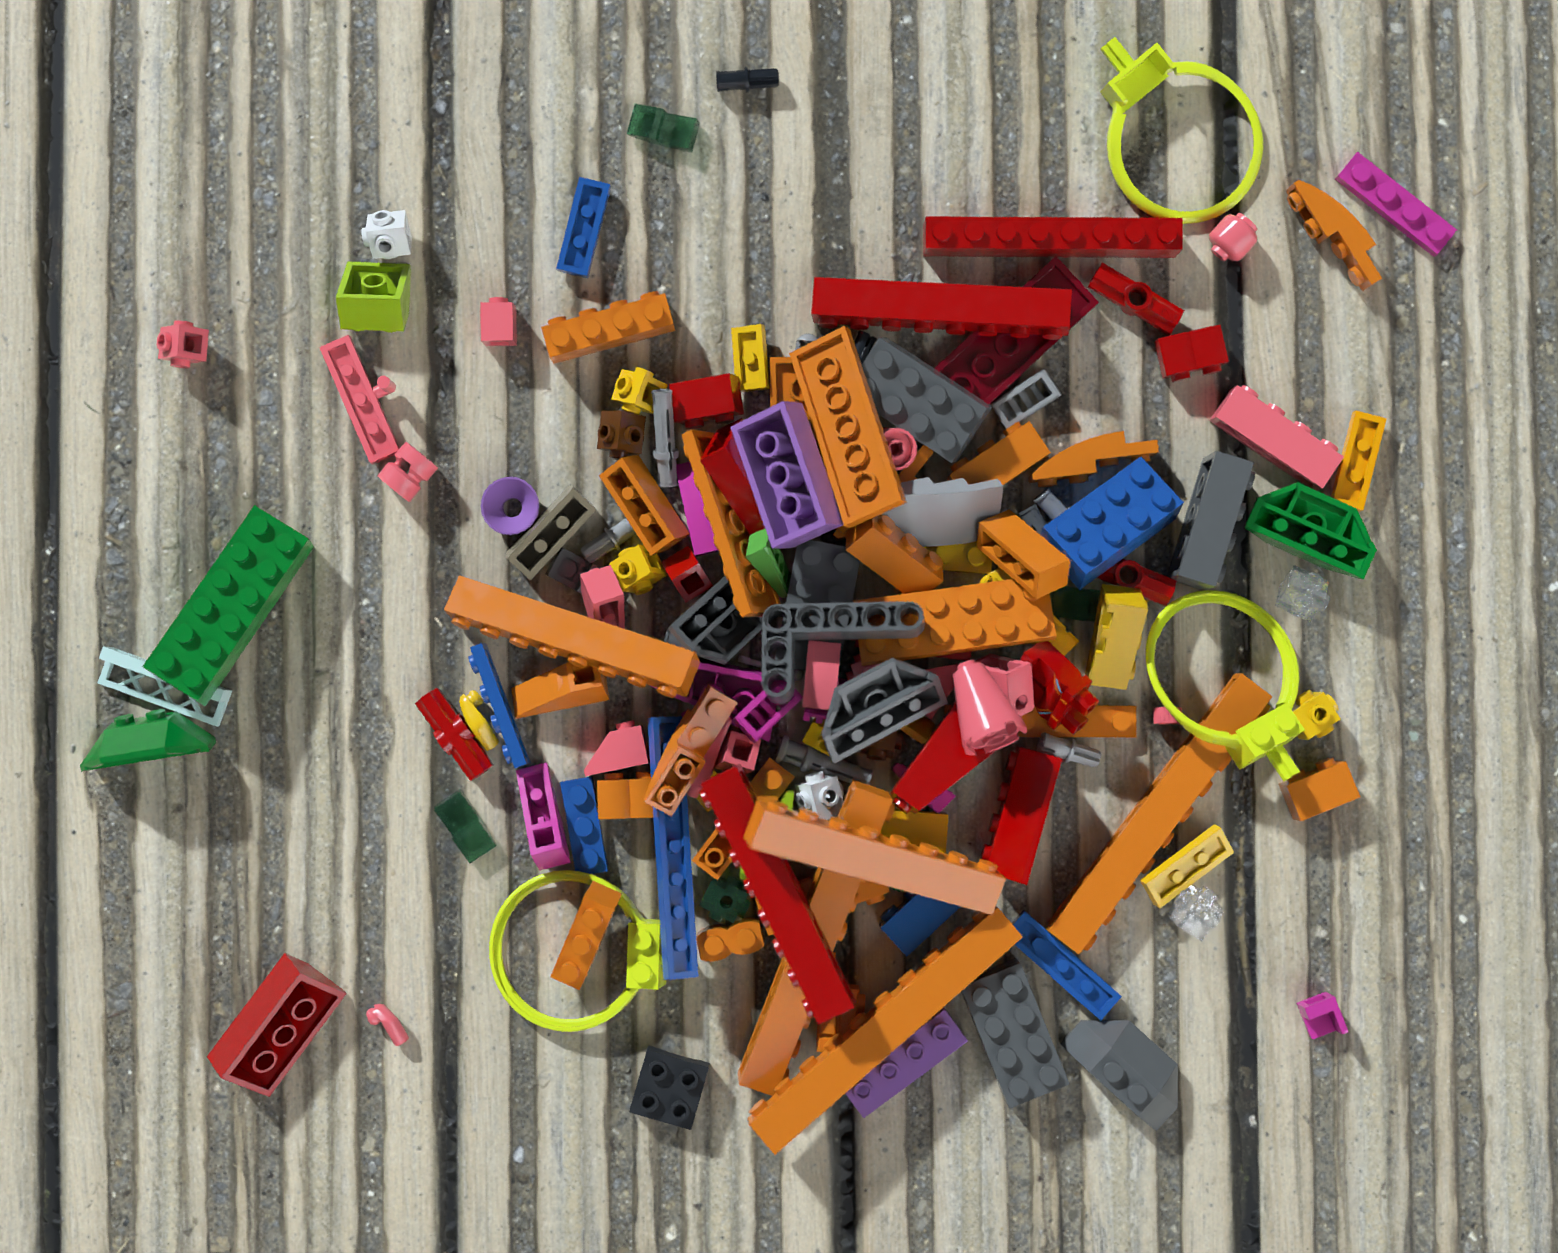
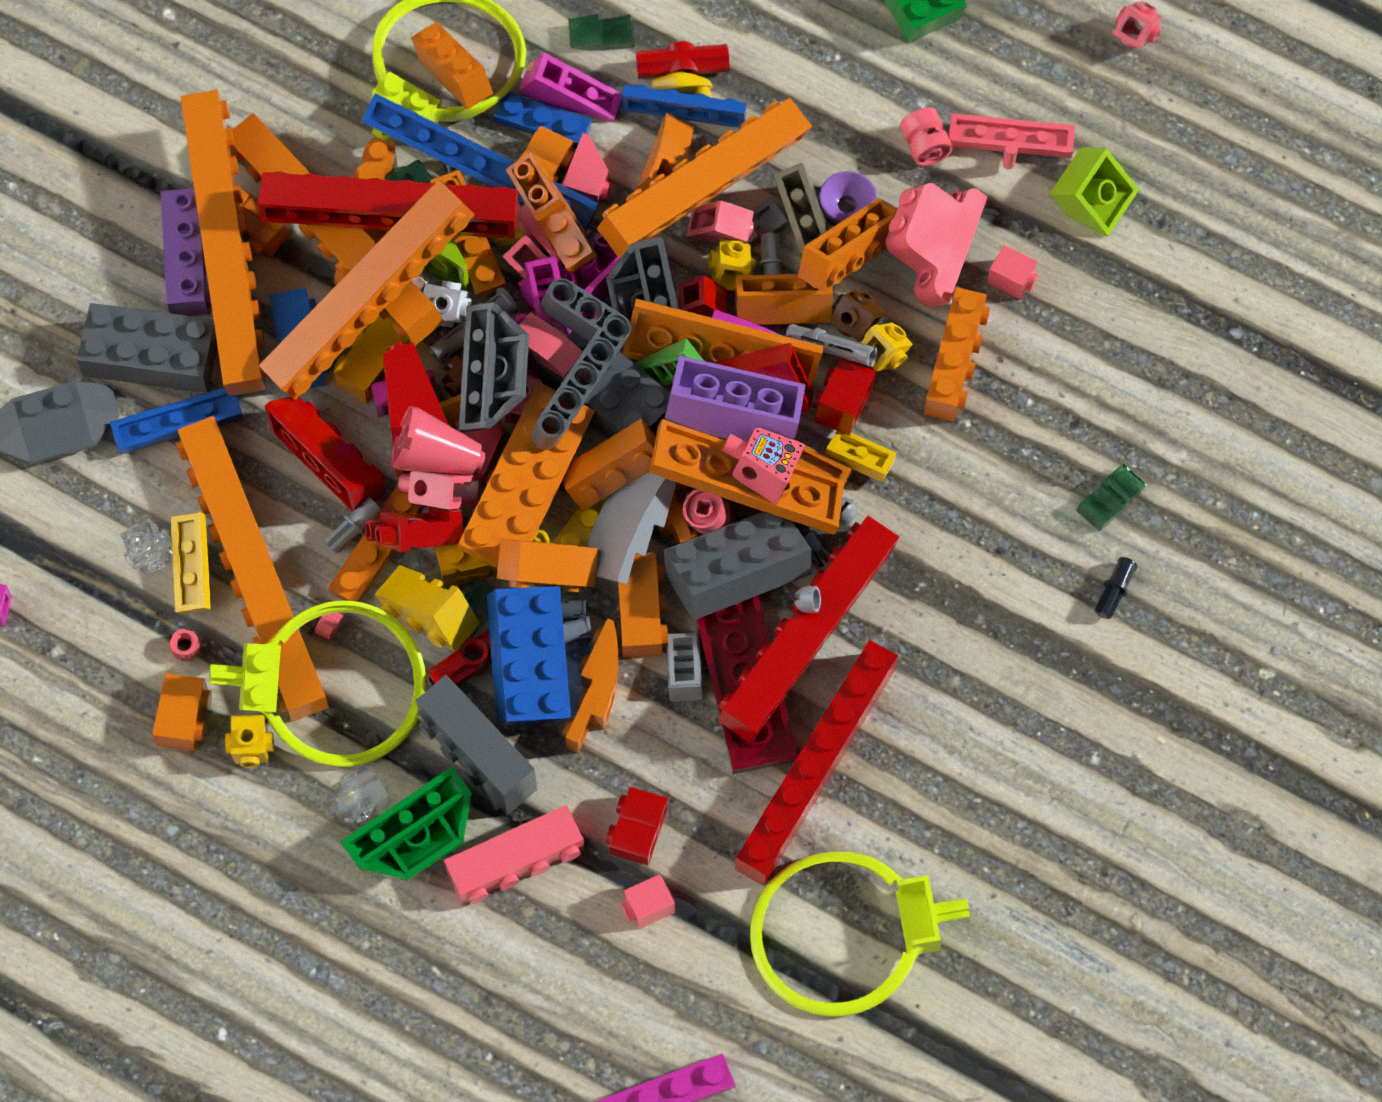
camera: 120 degrees right, 20 degrees down
(387, 234) = (1141, 225): white brick -> none
(507, 405) = (934, 236): none -> coral brick
(564, 469) = (847, 245): none -> orange brick
(583, 227) = (1058, 384): blue plate -> none
(669, 1087) = (286, 68): black brick -> none
(831, 413) = (764, 461): none -> coral torso
(926, 311) = (809, 599): none -> light grey hinge
(1154, 310) = (698, 815): red piece -> none
(1233, 237) = (721, 920): coral head -> none
(1251, 306) = (648, 902): none -> coral brick
(1264, 832) = (191, 652): none -> coral axle
(1330, 219) = (687, 1018): orange slope -> none
(1359, 459) = (449, 917): light orange plate -> none

